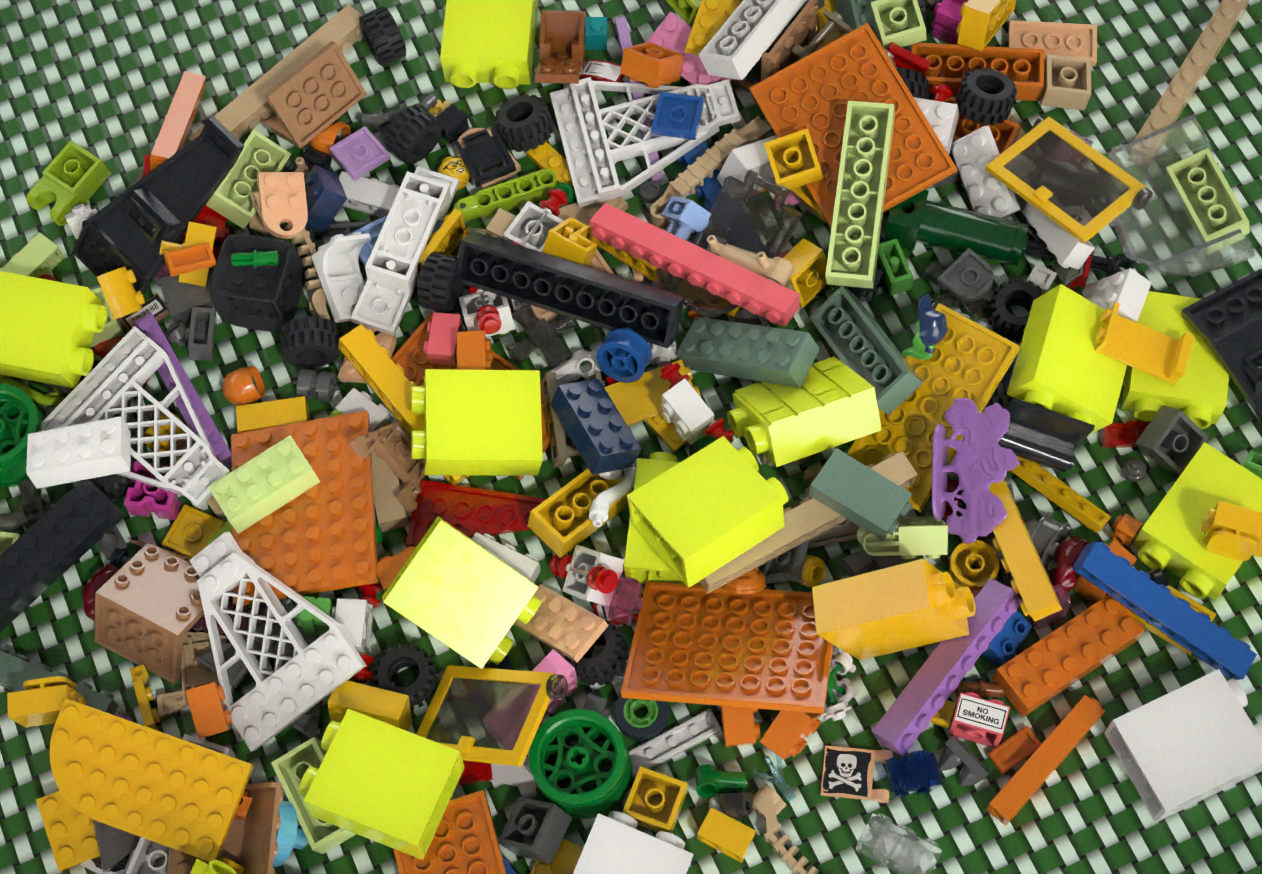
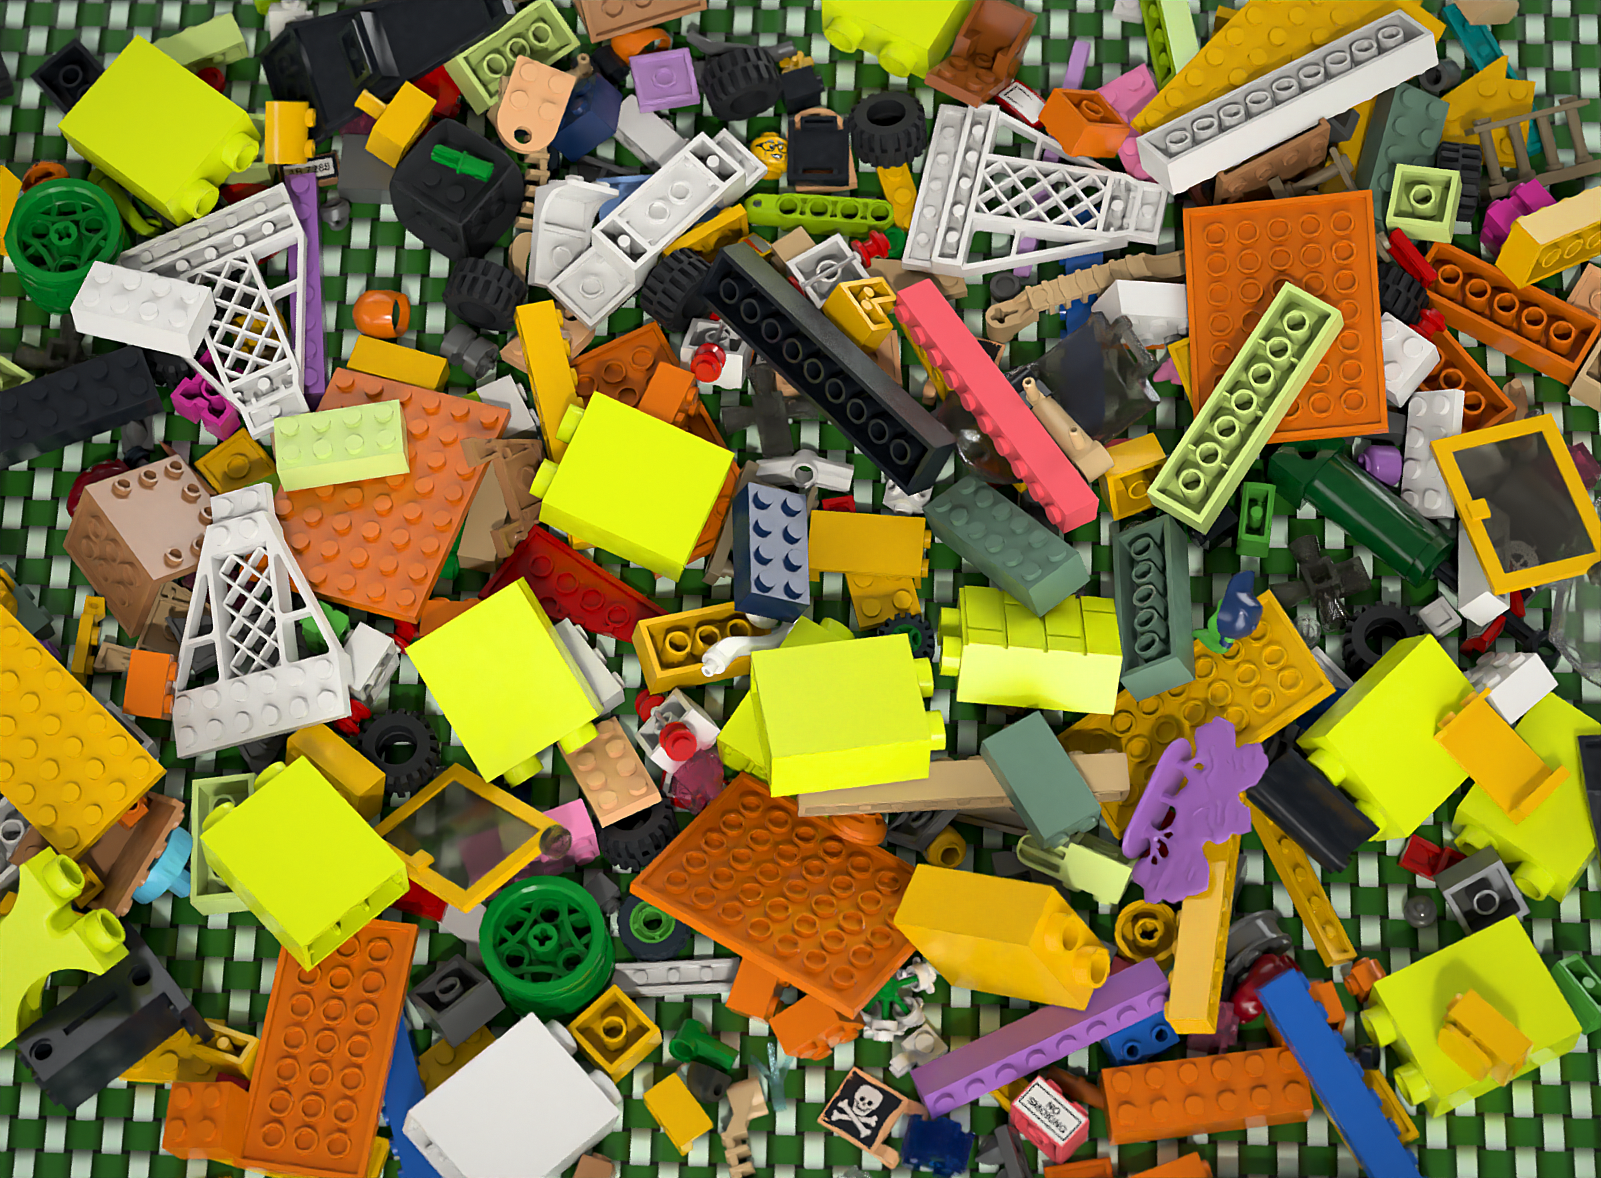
camera: 25 degrees right, 0 degrees up
(189, 259) = (383, 129): orange tile -> none
(202, 334) = (363, 226): dark grey brick -> none
(442, 341) = (641, 362): coral piece -> none
(596, 33) = (1042, 49): teal brick -> none
(624, 355) = (852, 481): blue wheel -> none
(677, 115) = (1078, 205): blue plate -> none
(685, 217) = (1019, 342): light blue brick -> none
(687, 409) = (892, 584): white brick -> none
(794, 160) = (1185, 327): yellow brick -> none
(864, 713) = (918, 1050): none -> white plate
(953, 195) = (1382, 463): none -> medium lavender head
(968, 277) = (1336, 574): dark grey tile -> none
(986, 96) = (1487, 351): black tyre -> none

